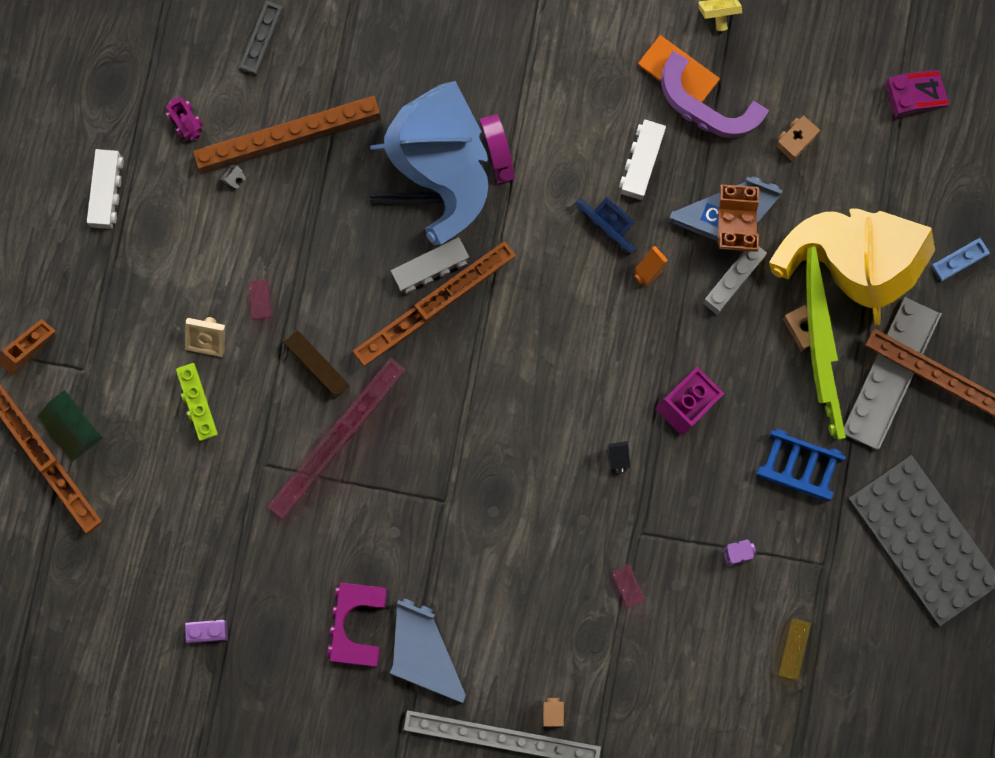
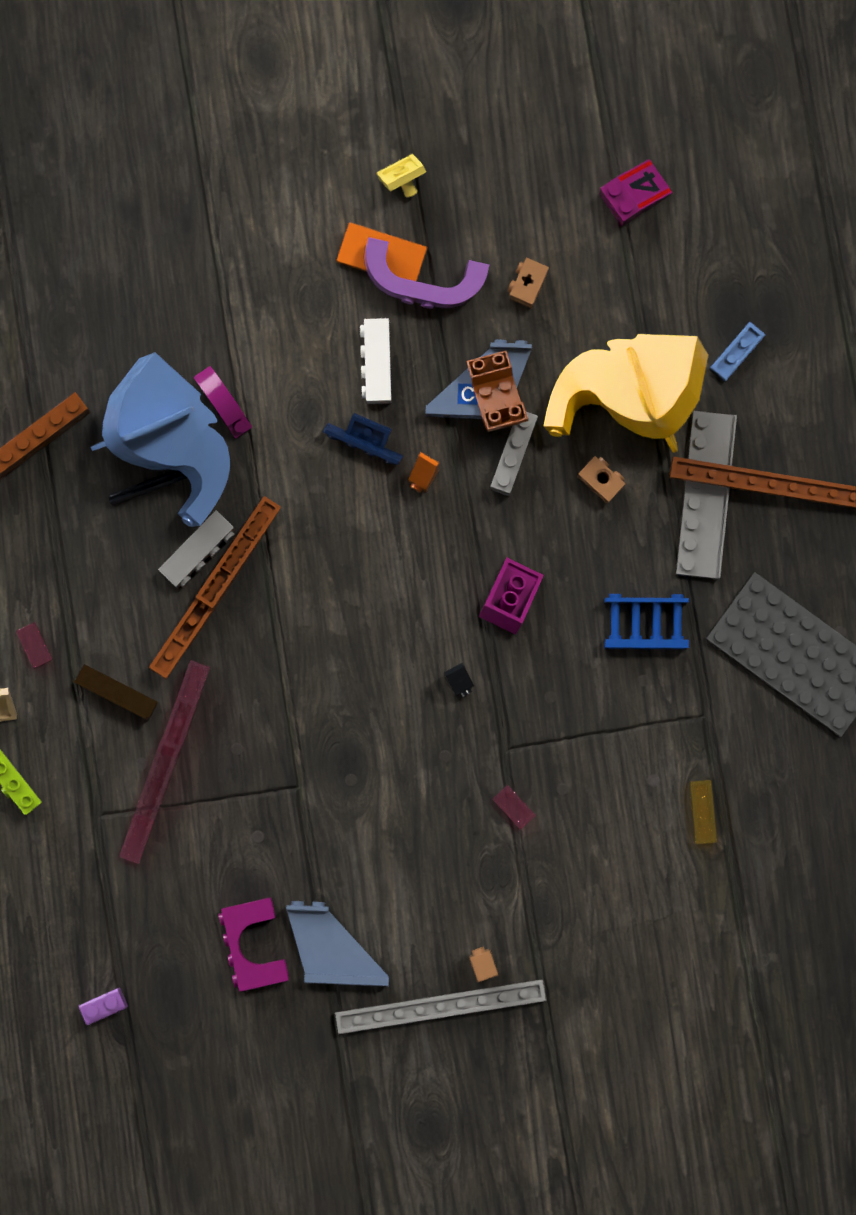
camera: 20 degrees left, 5 degrees up
(739, 552) = (614, 735): medium lavender brick -> none
(822, 345) = (626, 492): lime slope -> none

